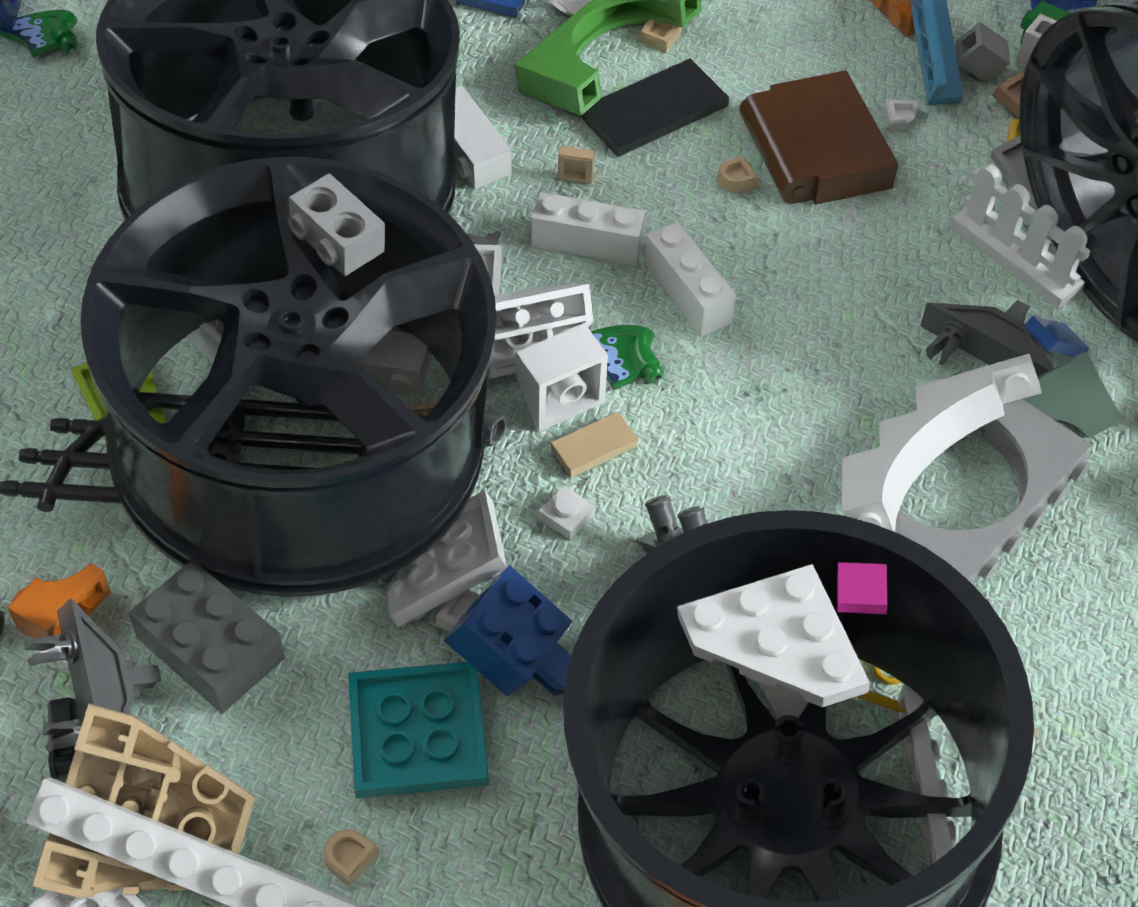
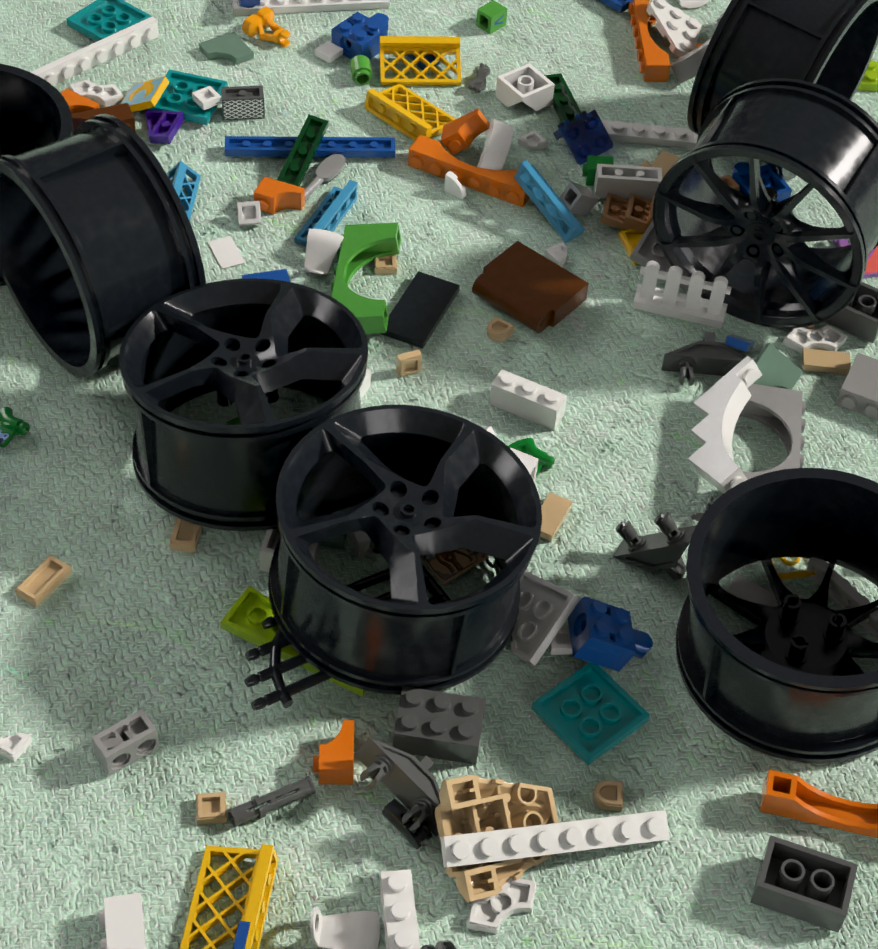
camera: 35 degrees left, 5 degrees down
(336, 224) = (400, 442): light grey brick -> none
(567, 512) = (567, 560): white plate -> none
(588, 229) = (452, 394): white brick -> none
(779, 635) = (790, 544): white plate -> none
(862, 588) = (809, 501): dark pink tile -> none

